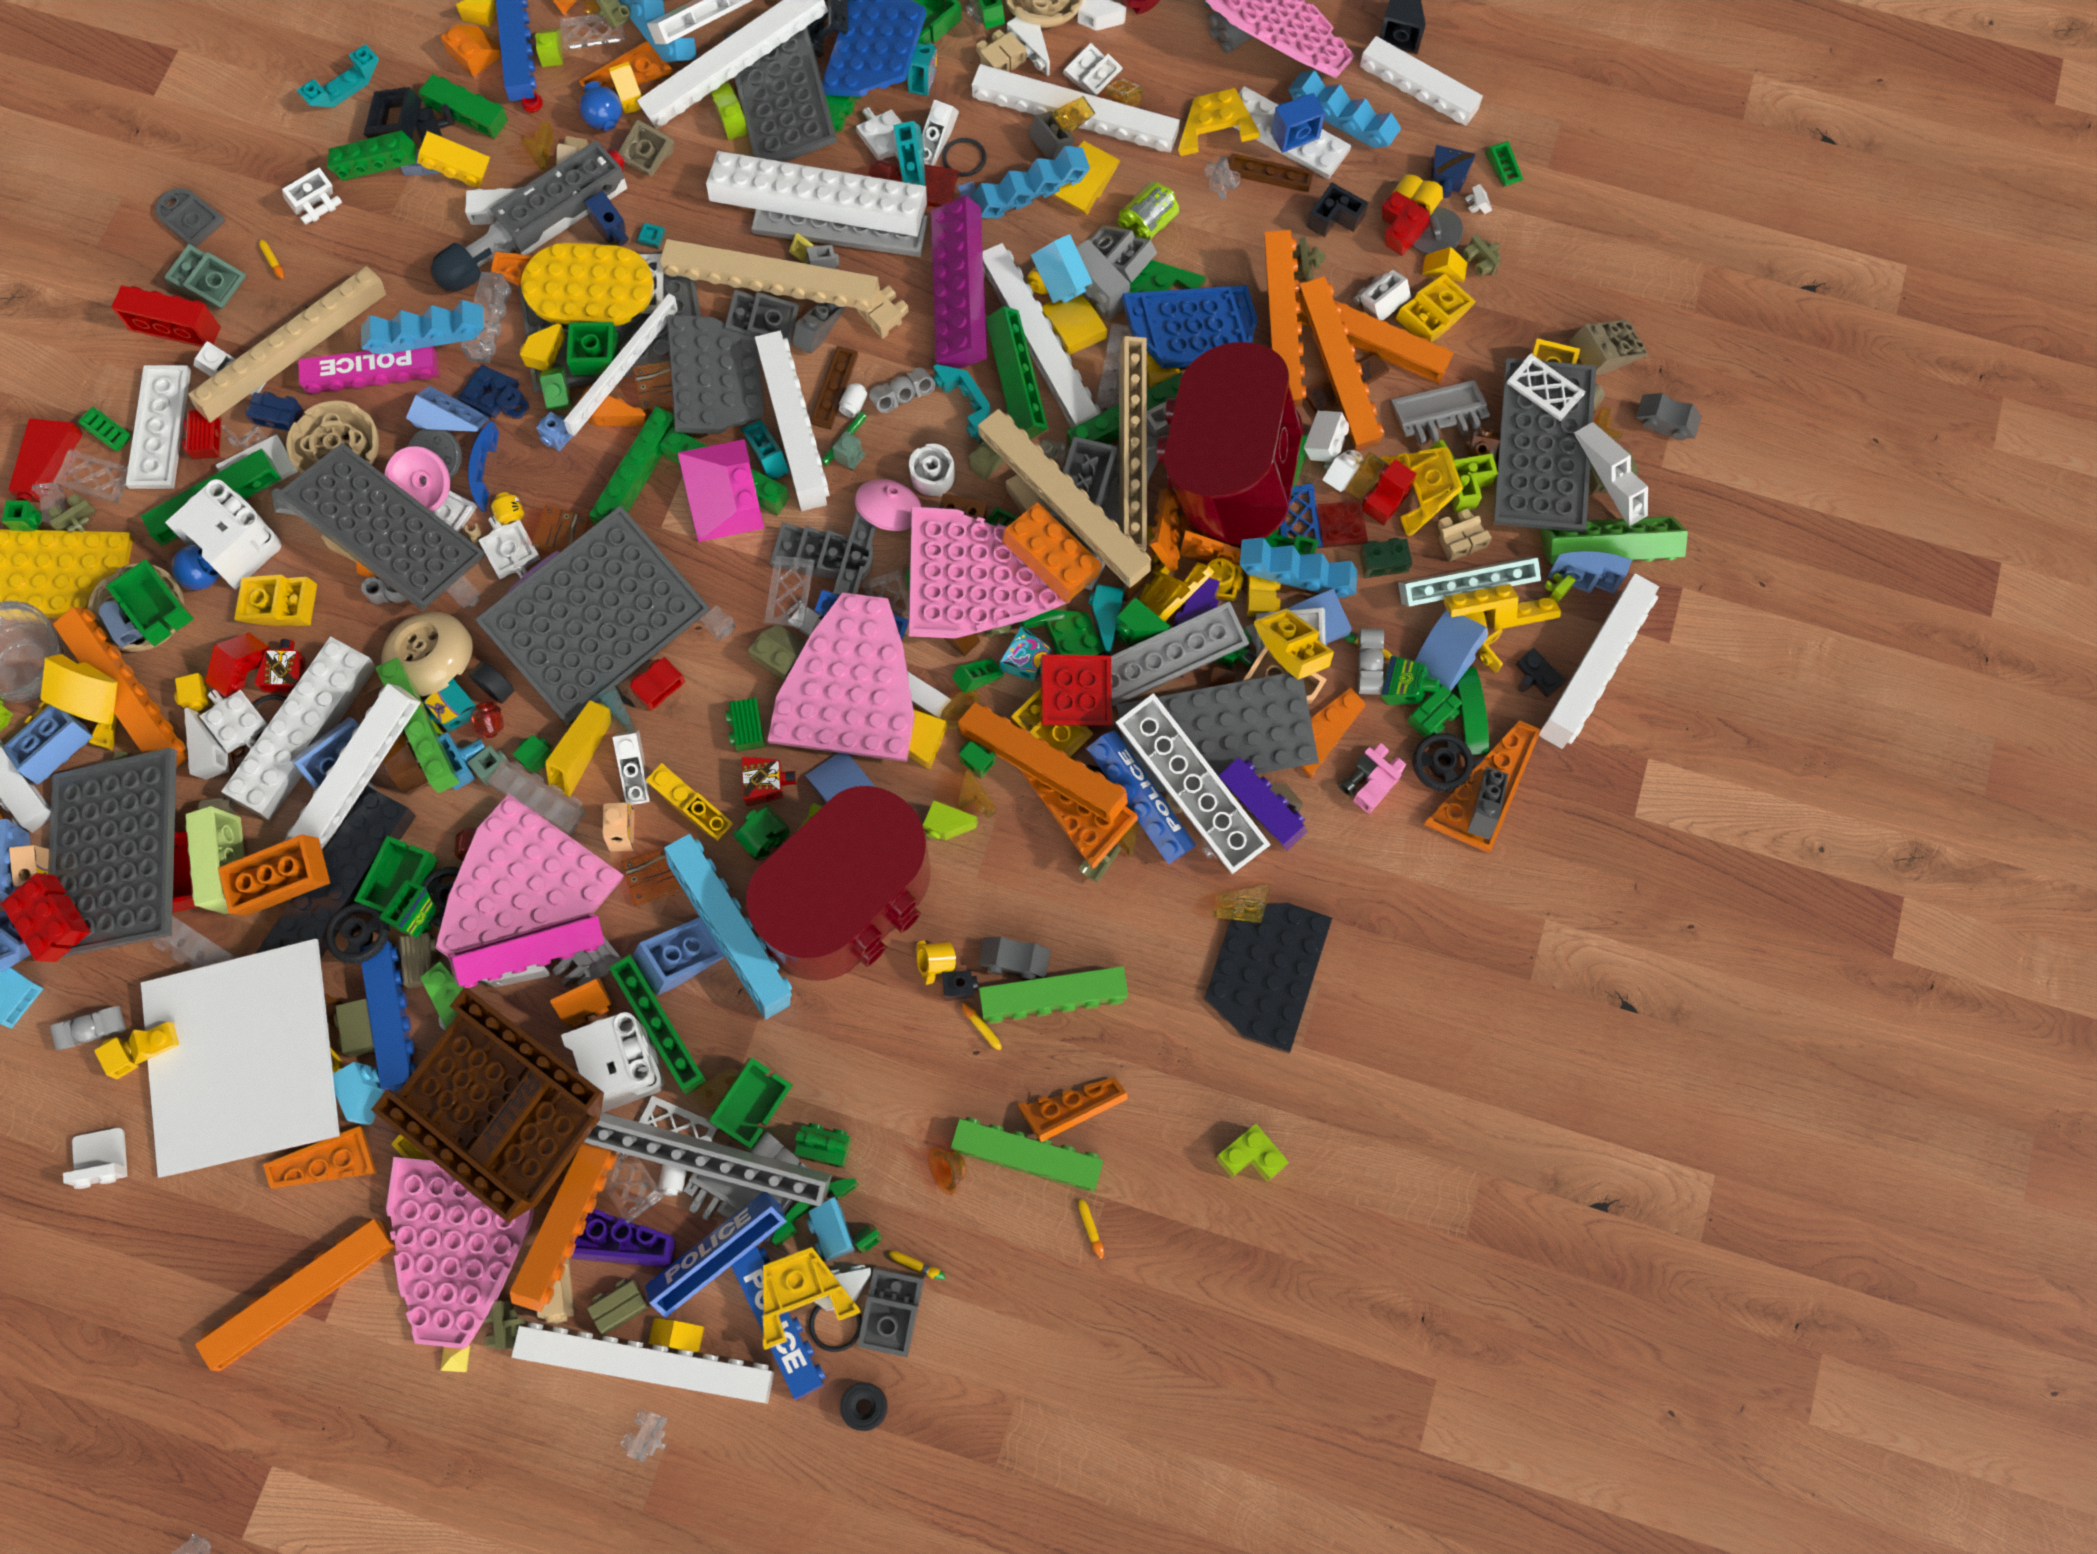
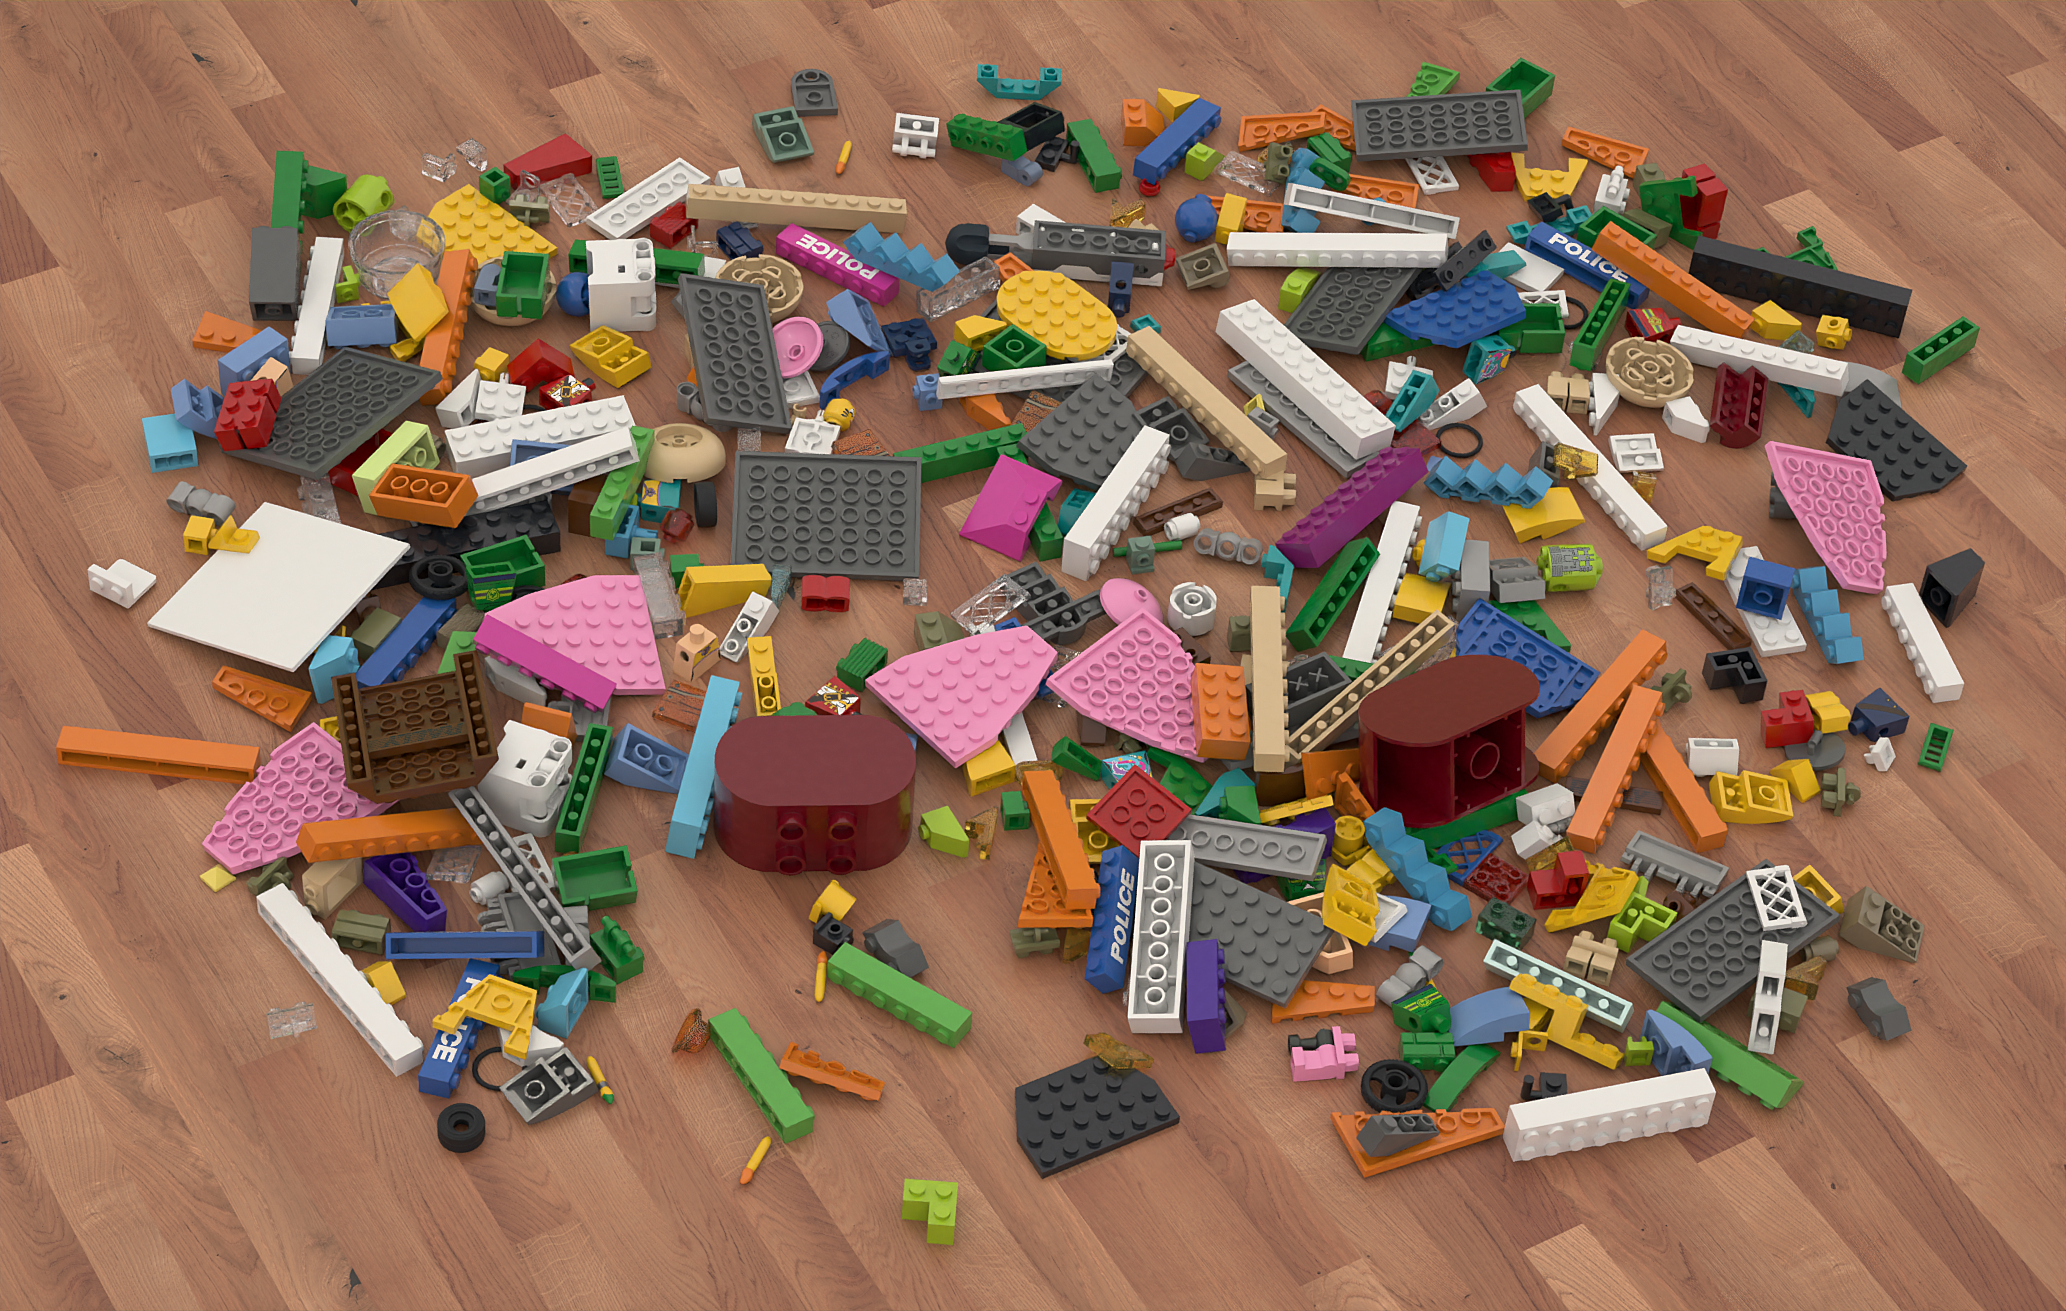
camera: 40 degrees right, 25 degrees down
(165, 316) = (727, 136): red brick -> none
(453, 160) = (1045, 179): yellow brick -> none
(867, 1238) = (582, 1027): green slope -> none

